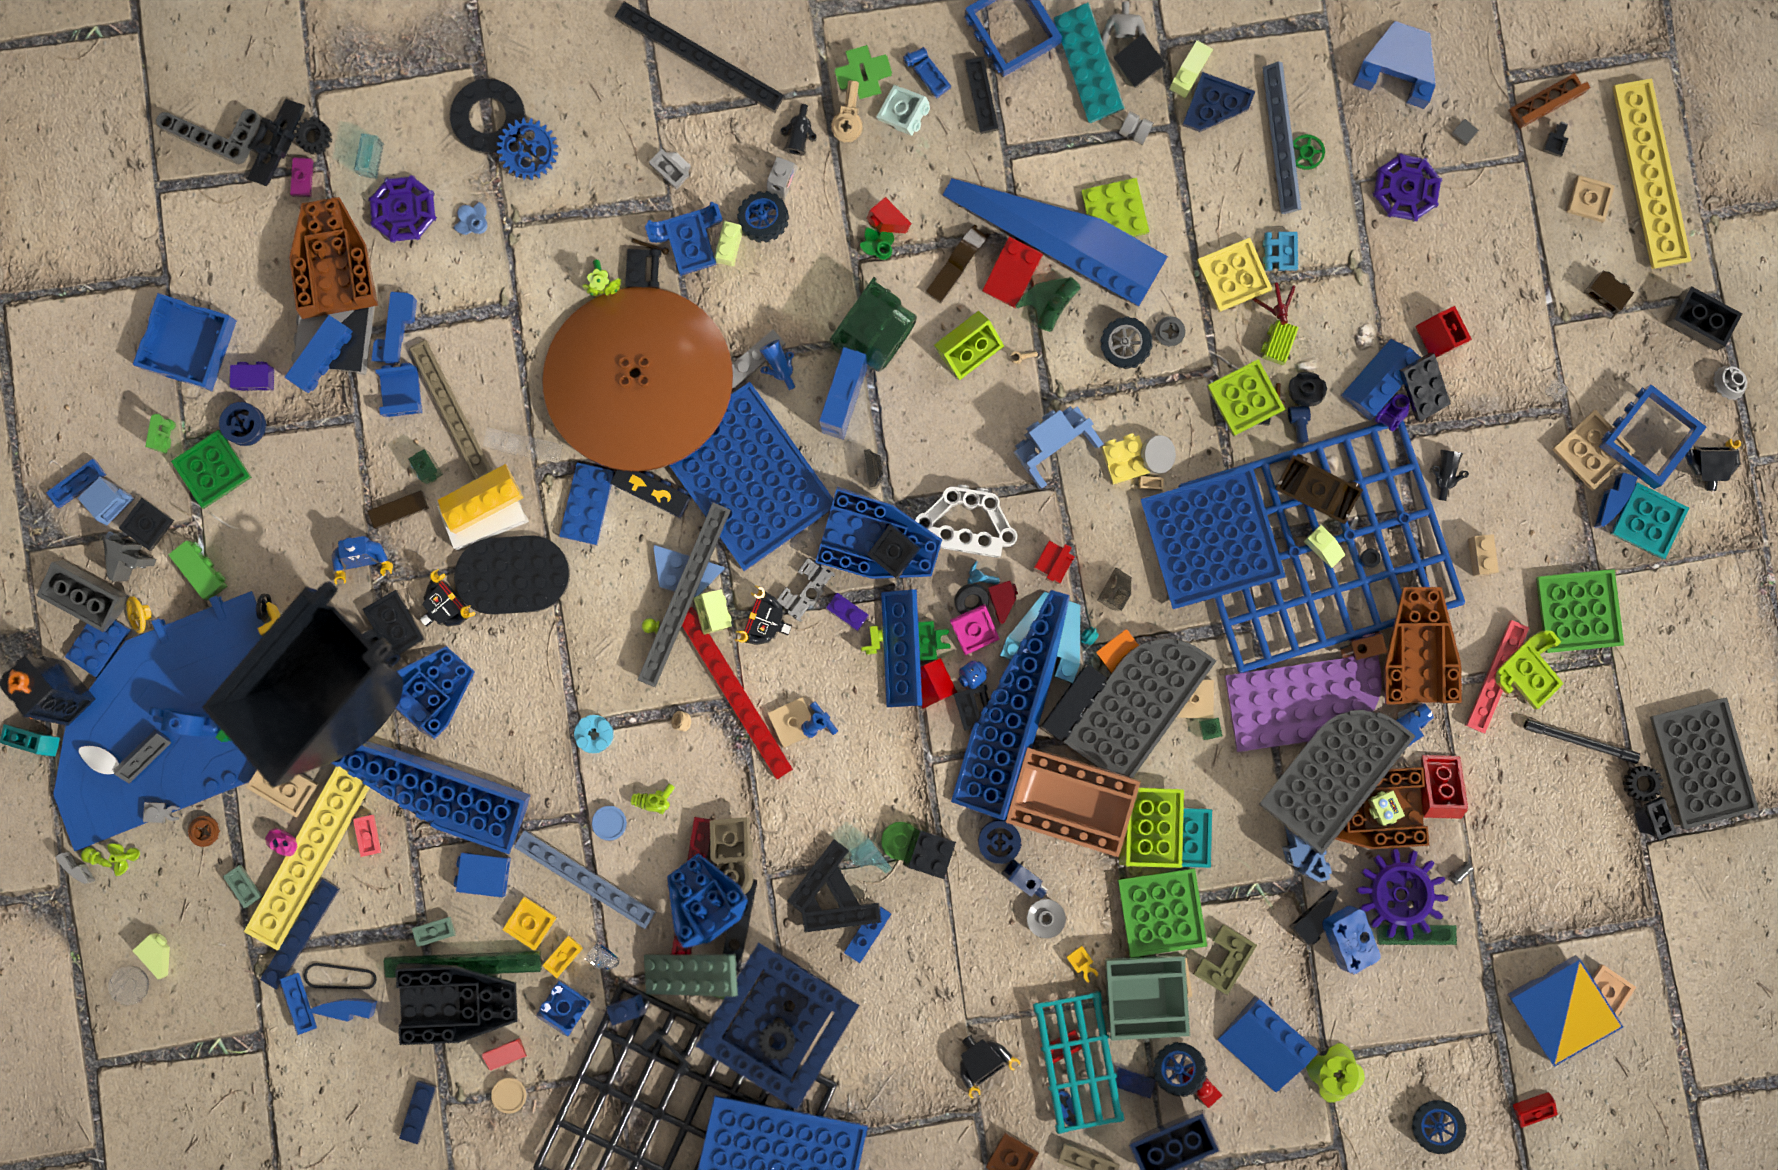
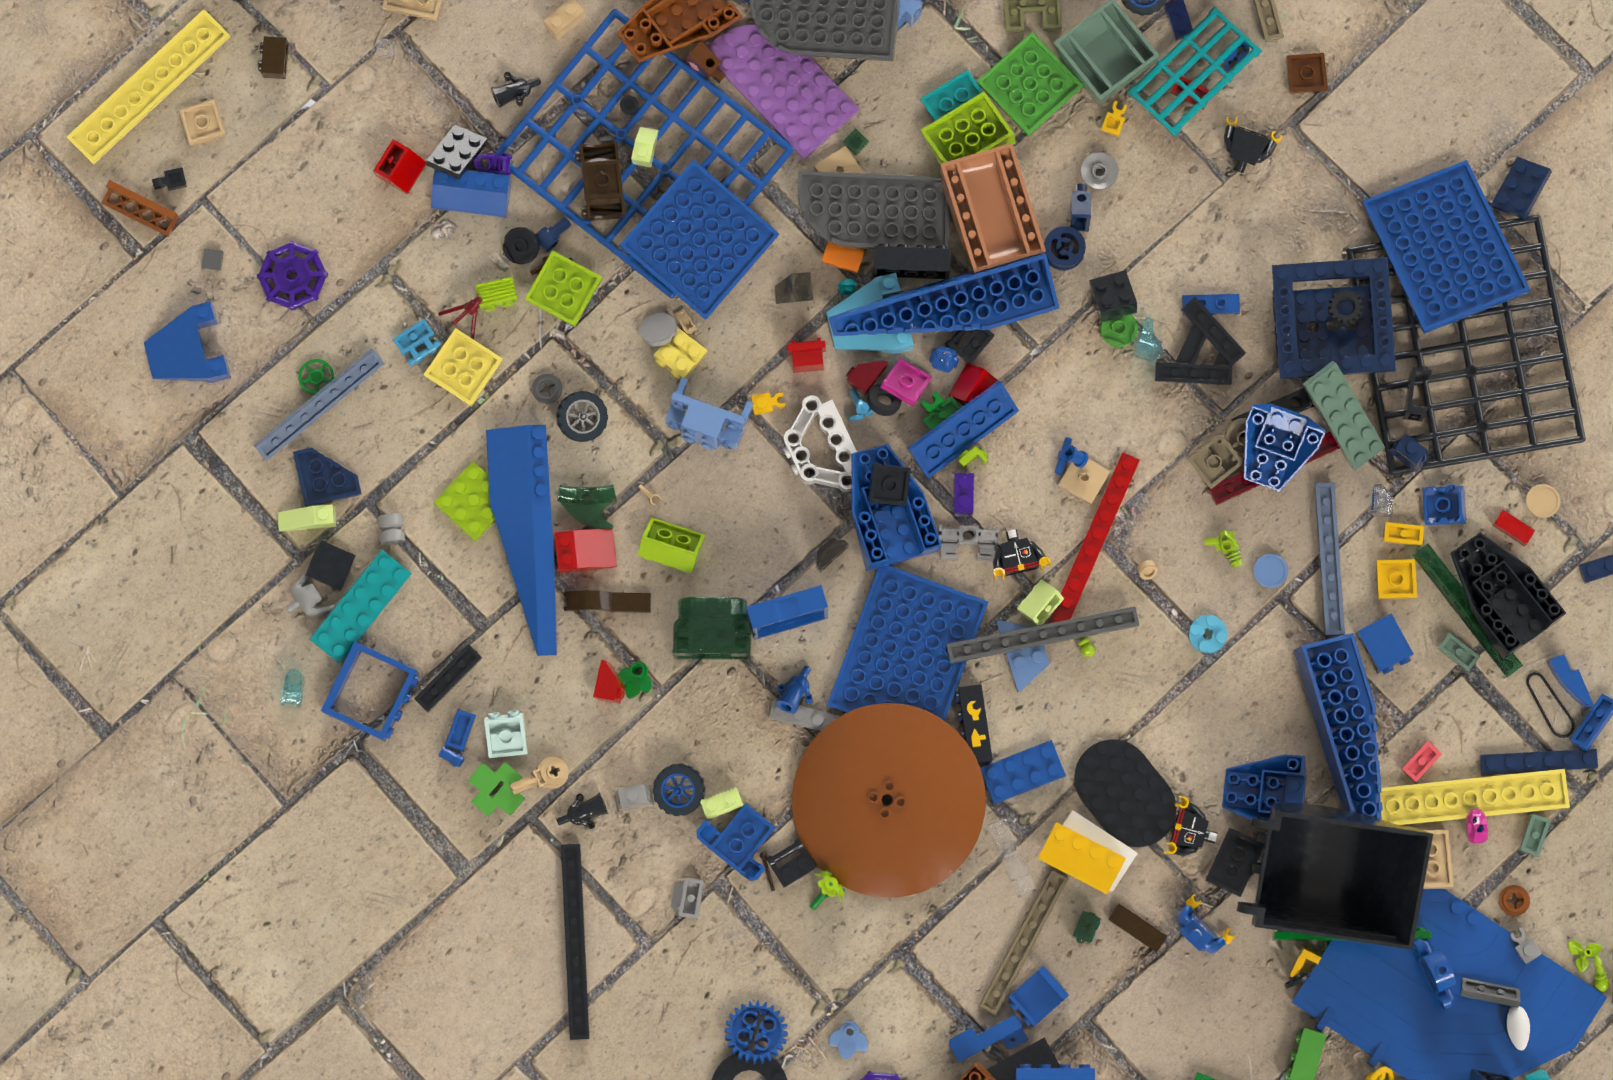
camera: 125 degrees left, 5 degrees down
(1037, 501) = (763, 403): none -> yellow plate

